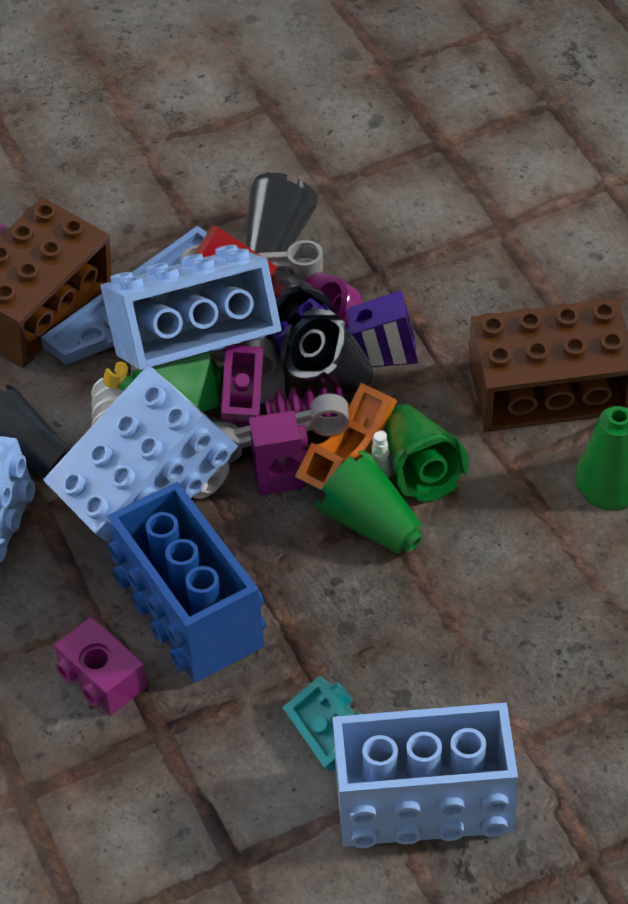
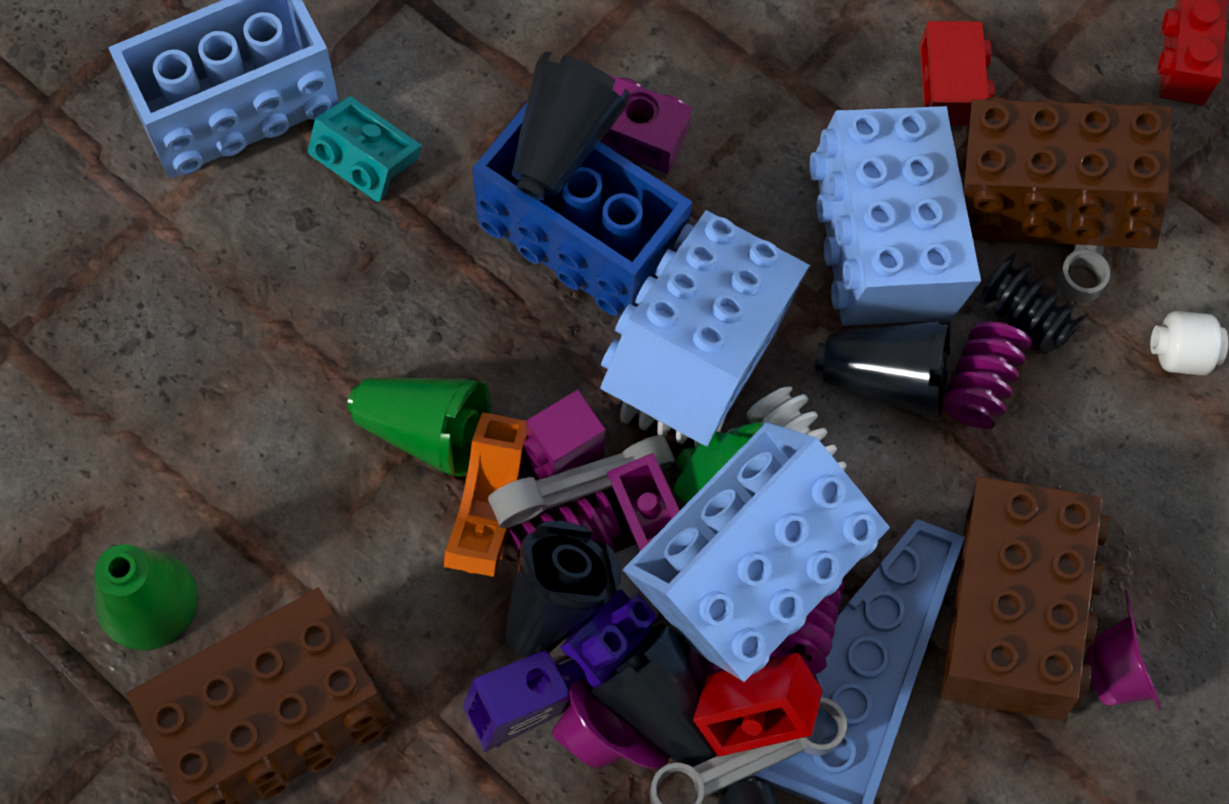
camera: 150 degrees right, 20 degrees up
(172, 567) = (563, 123): none -> black cone
(381, 453) = (435, 484): white animal -> none
(423, 455) = (395, 525): green cone -> none

